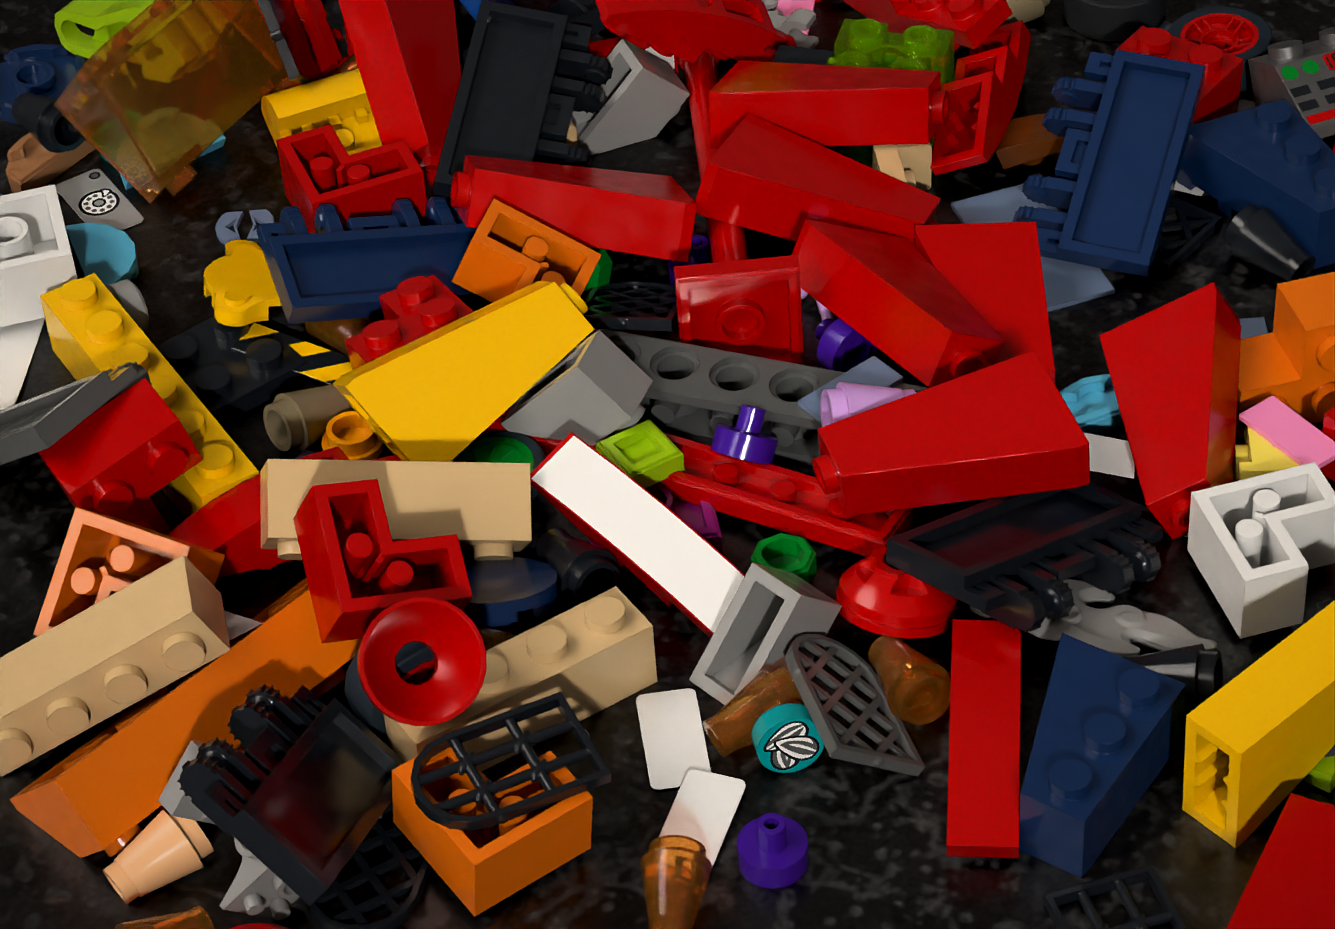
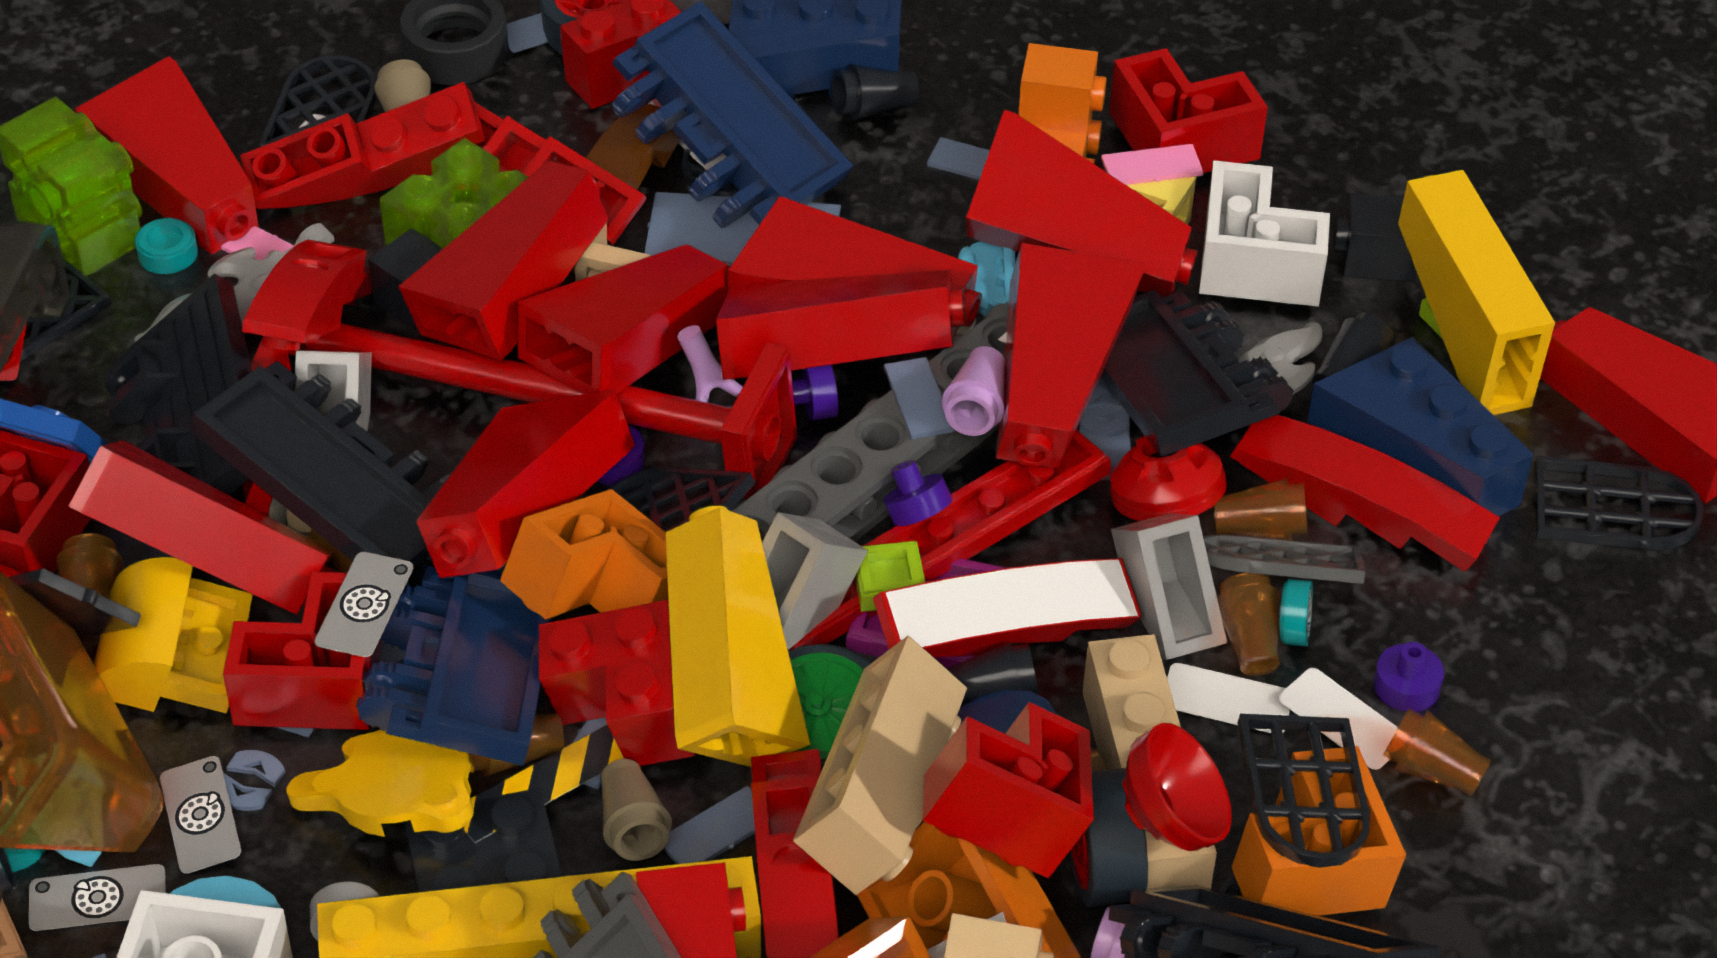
camera: 70 degrees left, 5 degrees up
(197, 216) = (200, 814): none -> light grey sticker
(352, 437) = (690, 790): light orange plate -> none
(385, 175) = (364, 604): none -> light grey sticker
(787, 554) = (1072, 536): green tile -> none

